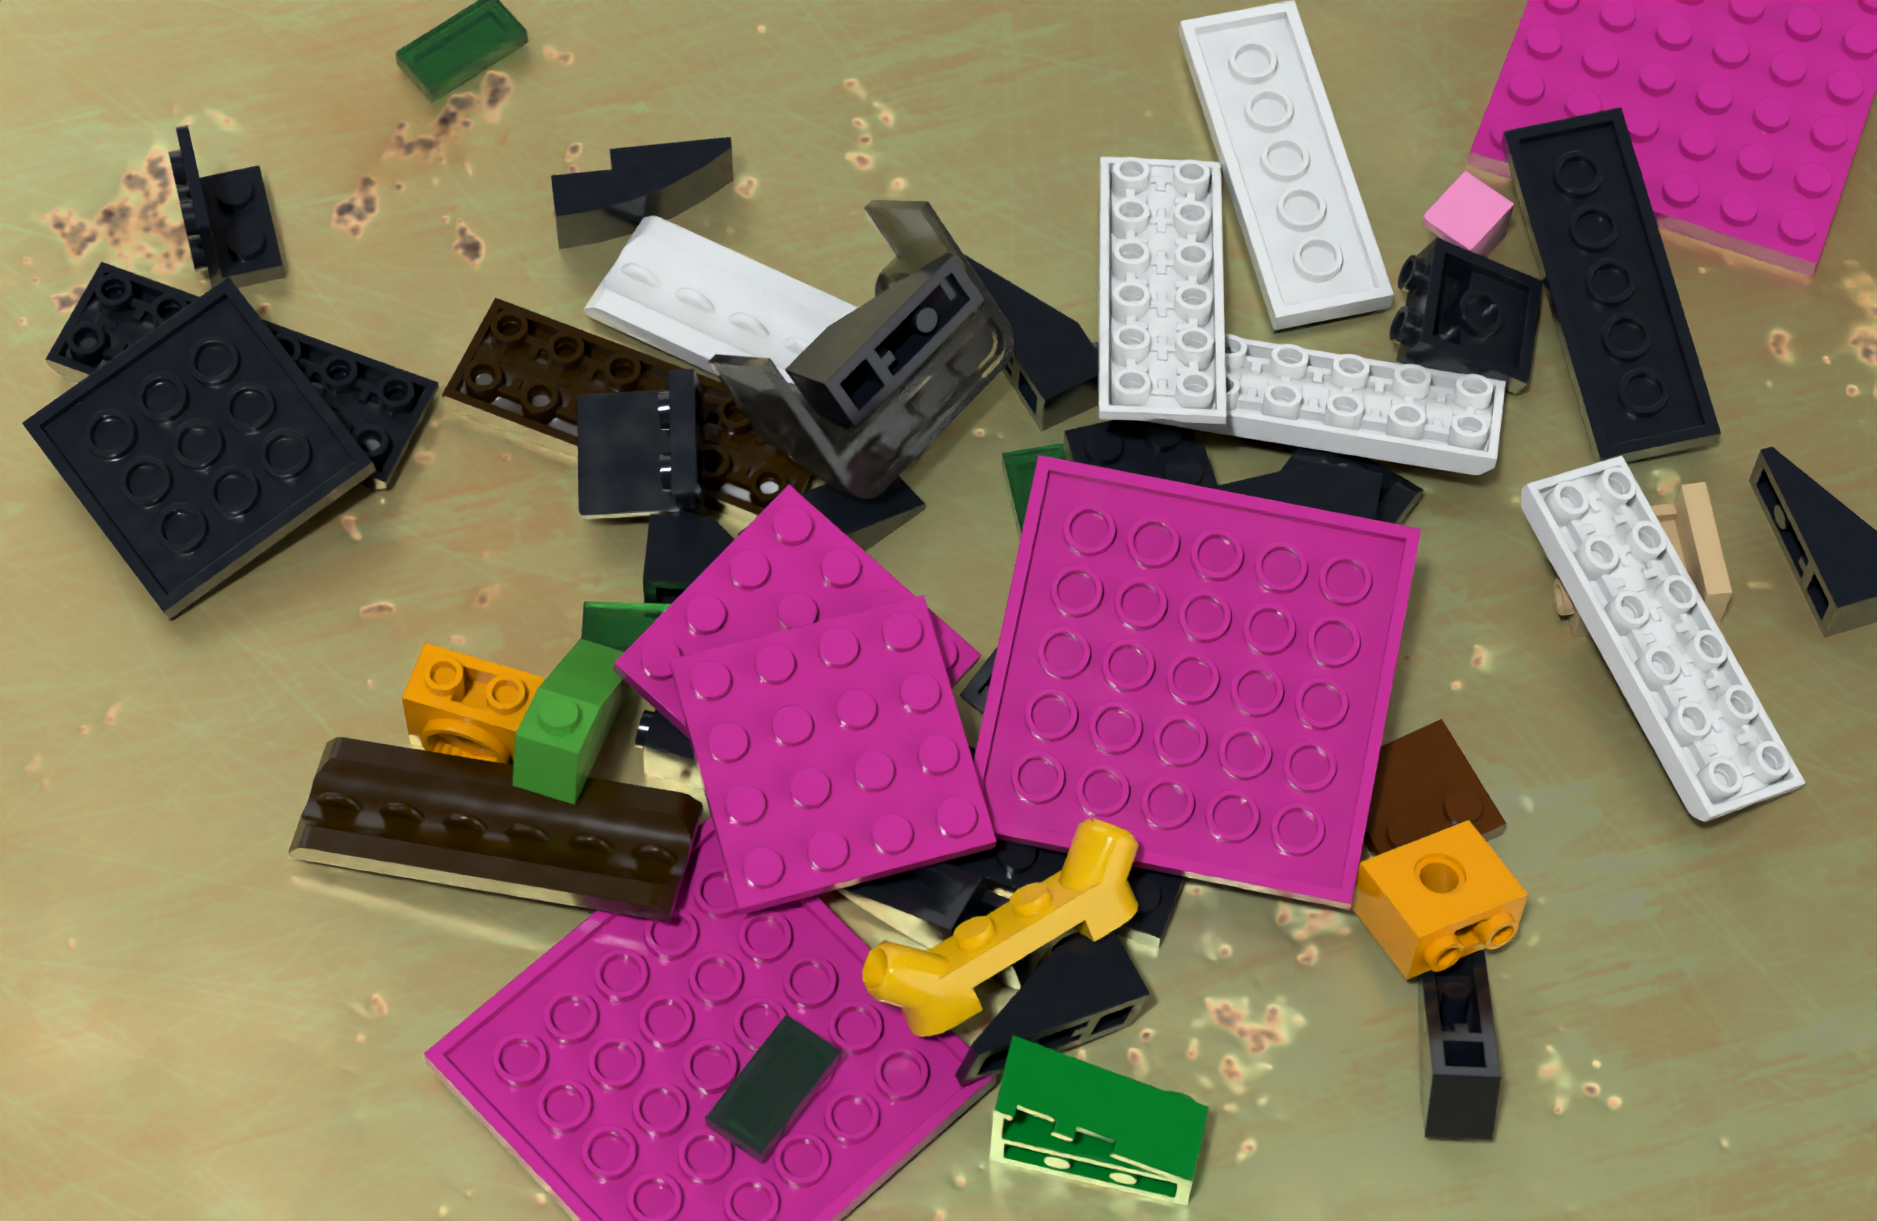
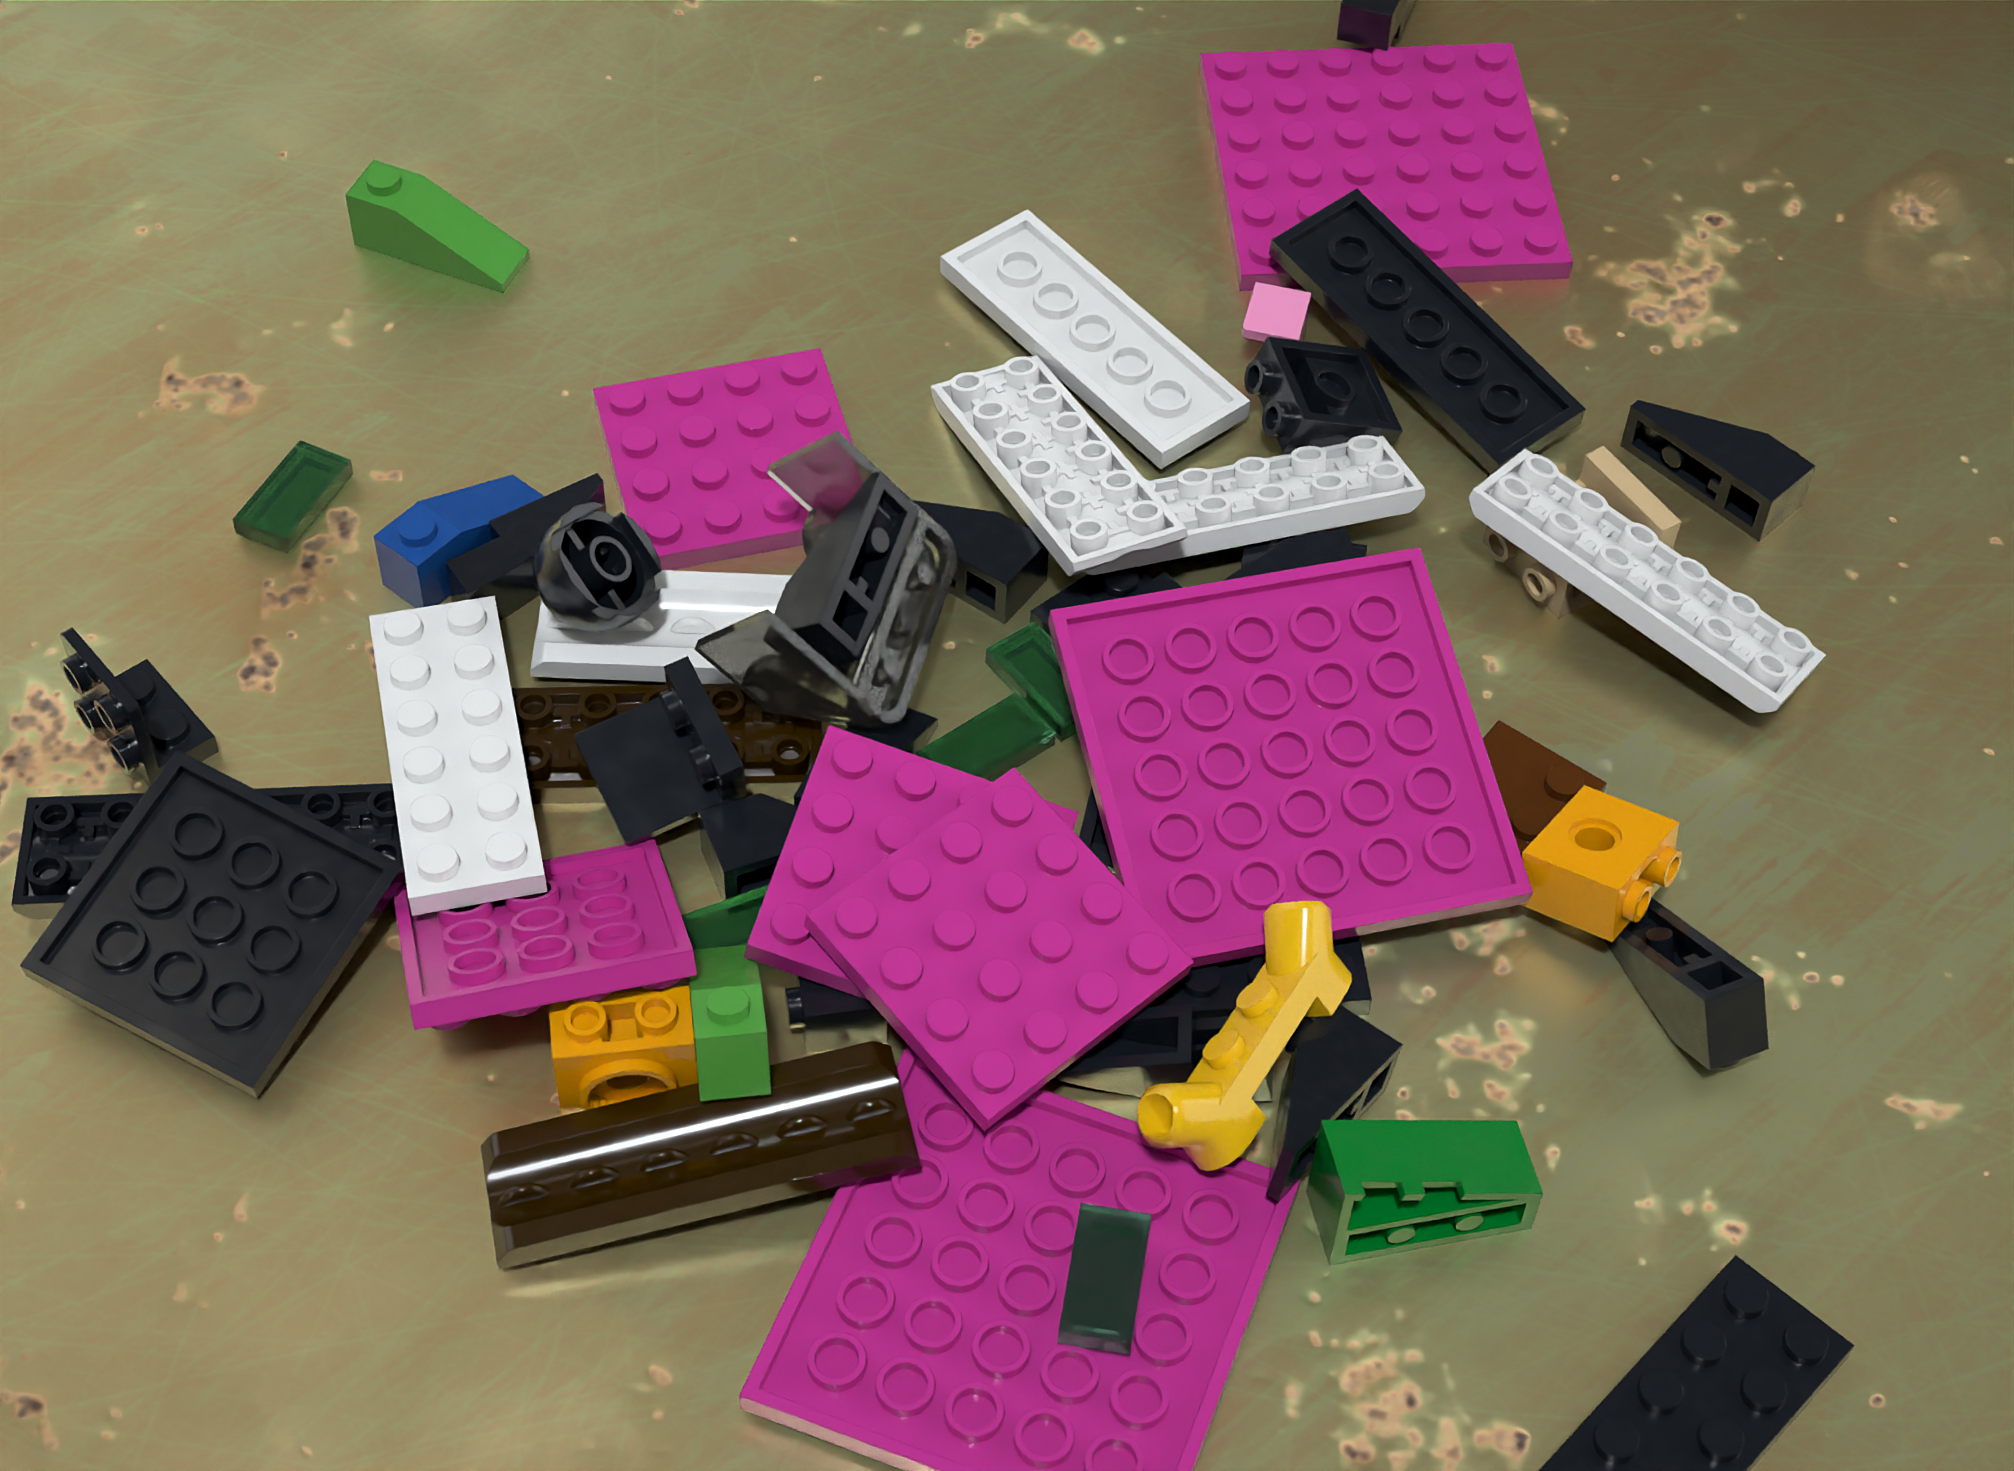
camera: 25 degrees left, 10 degrees down
(453, 575) = (594, 932): none -> dark pink plate
(470, 370) = (455, 756): none -> white plate
(577, 141) = (439, 528): none -> blue slope
(671, 242) = (596, 569): none -> black cylinder
(865, 130) = (698, 452): none -> dark pink plate
(953, 549) = (993, 740): none -> clear green tile

